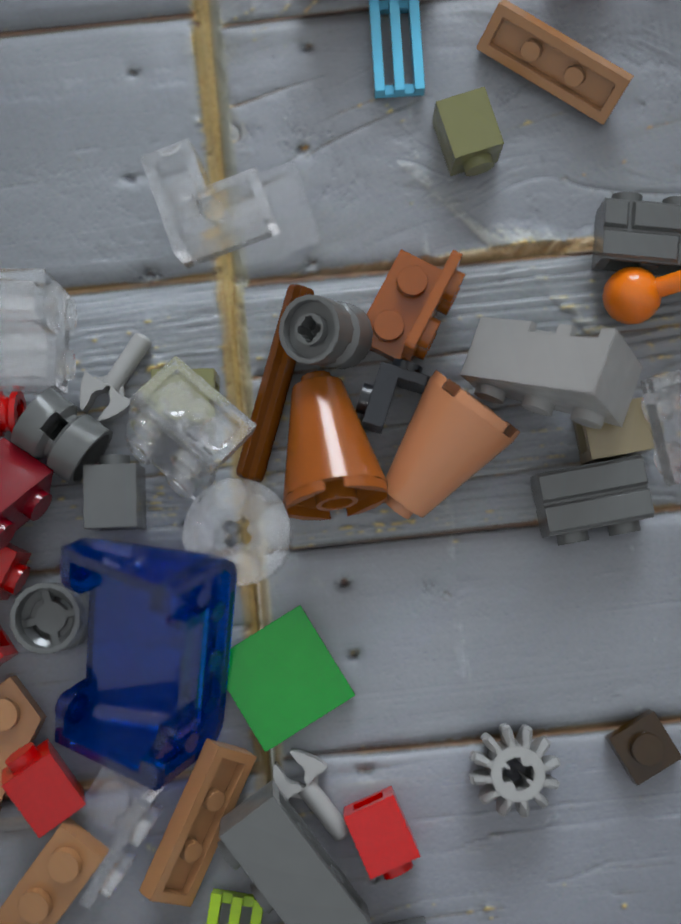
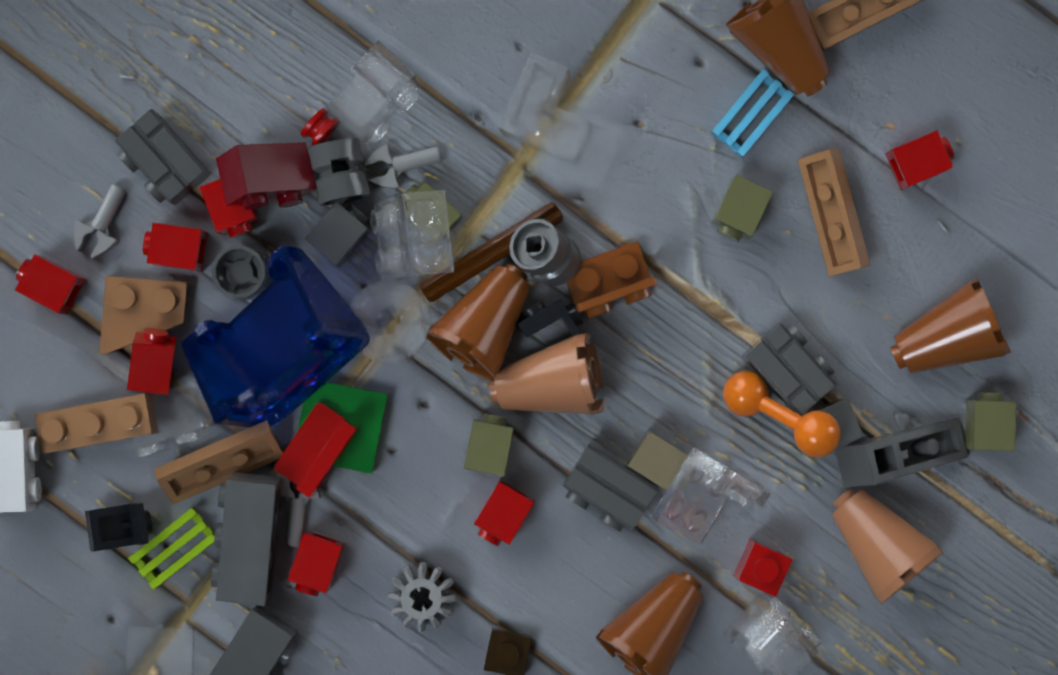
camera: 40 degrees right, 5 degrees up
(280, 722) = (315, 449): none -> red panel
(442, 563) = (489, 445): none -> olive brick
(516, 617) = (503, 514): none -> red brick
(553, 370) = (649, 395): light grey wedge -> none

